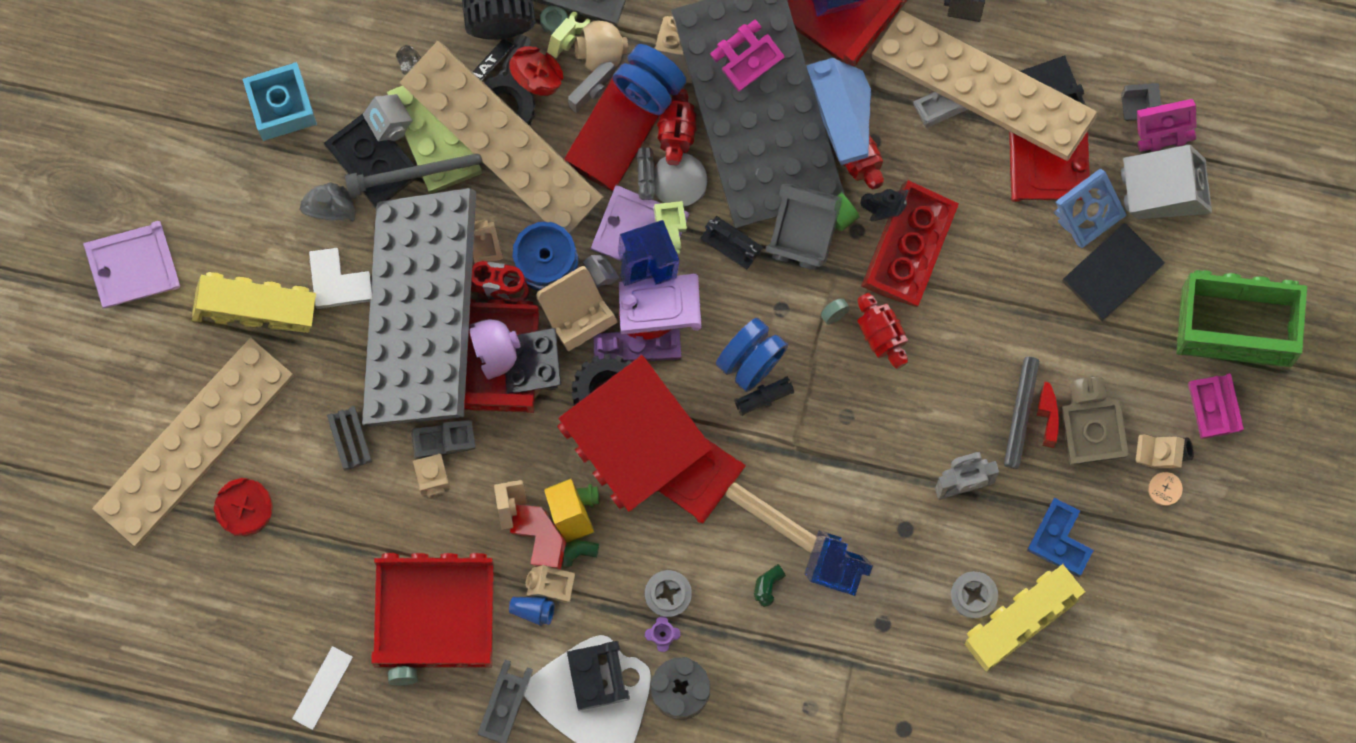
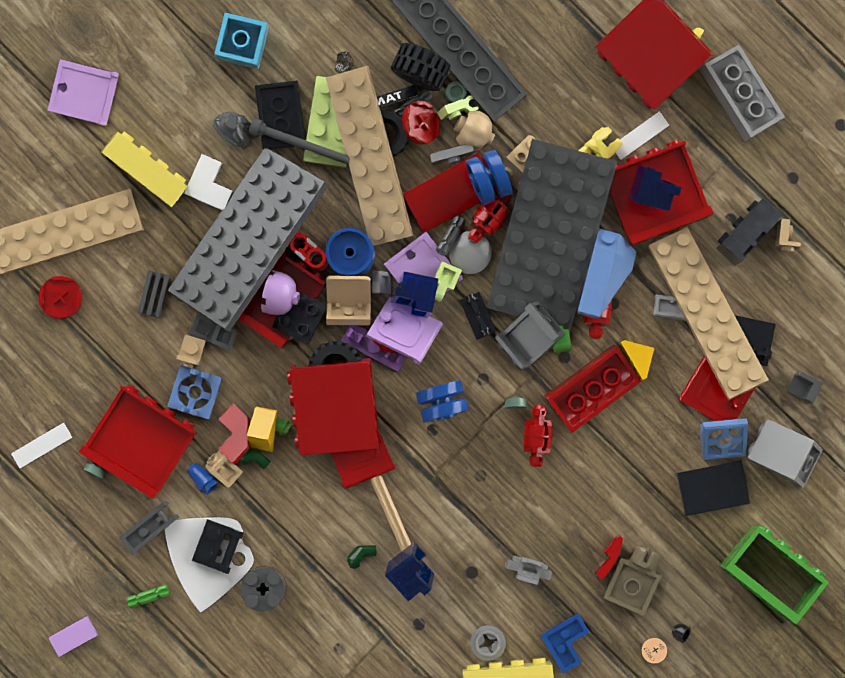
camera: 30 degrees right, 10 degrees up
(387, 117) = (305, 95): light grey brick -> none
(469, 540) = (206, 410): none -> medium blue piece
(486, 242) = (318, 218): tan bracket -> none
(506, 497) = (229, 396): tan bracket -> none
(662, 626) = (271, 550): medium lavender plate -> none
(673, 581) = (286, 527): light grey gear -> none
(752, 62) = (562, 208): dark pink plate -> none
(764, 396) = (435, 431): black pin -> none
(884, 204) = (592, 354): black hinge -> none
(938, 177) = (638, 356): none -> yellow slope
(1021, 412) = (593, 544): dark grey axle -> none
(1160, 451) = (665, 626): tan bracket -> none
(1164, 120) = (810, 414): dark pink plate -> none
(1215, 406) = (721, 618): dark pink plate -> none

